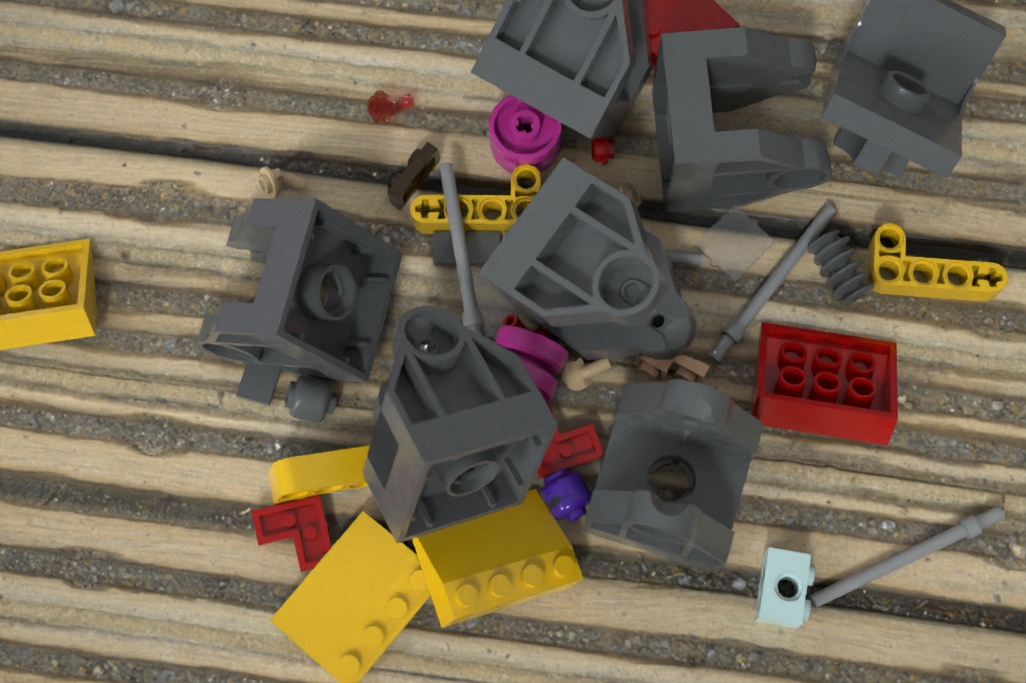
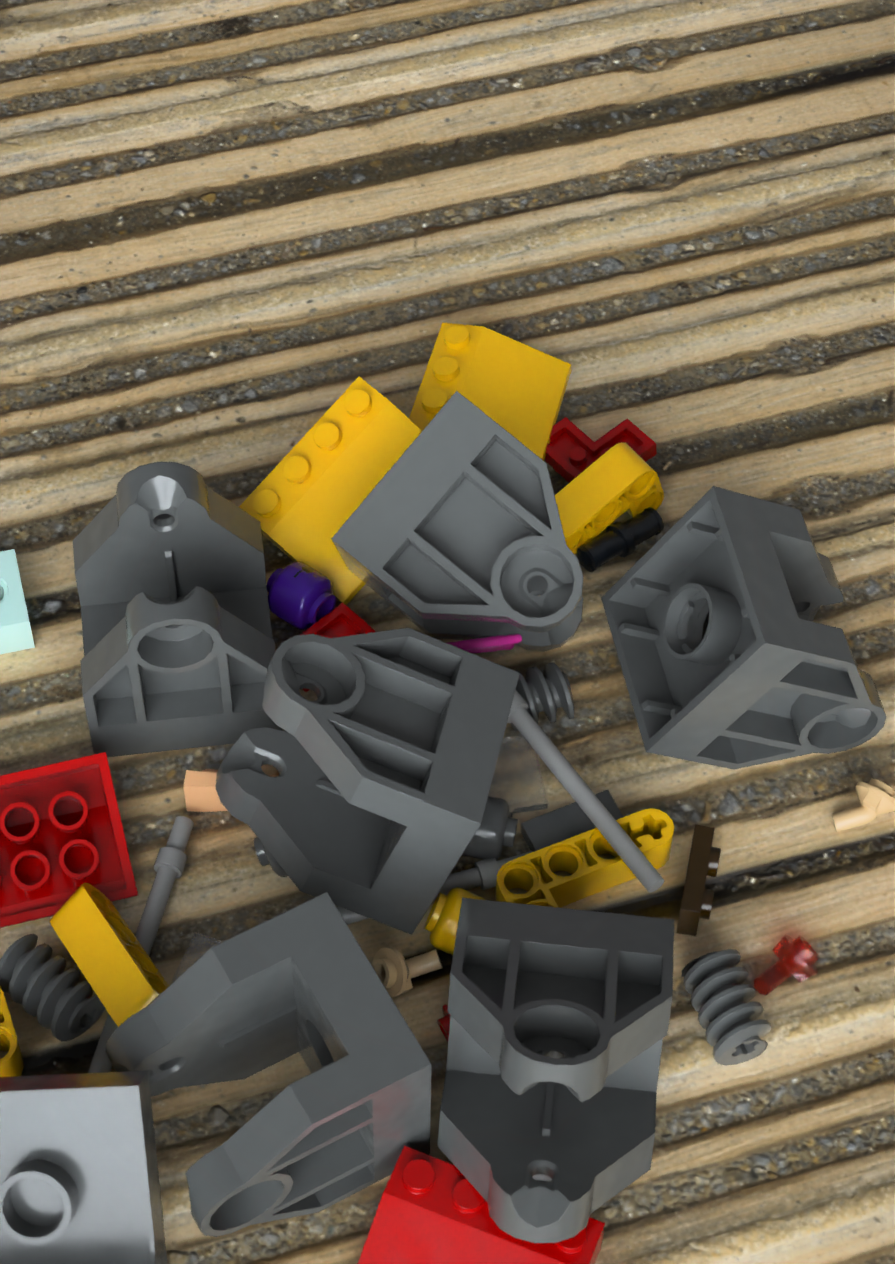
camera: 150 degrees right, 20 degrees down
(320, 445) = (620, 539): none -> black pin
(439, 91) = (724, 1006): none -> dark grey piece
(797, 254) = (108, 953): none -> yellow beam

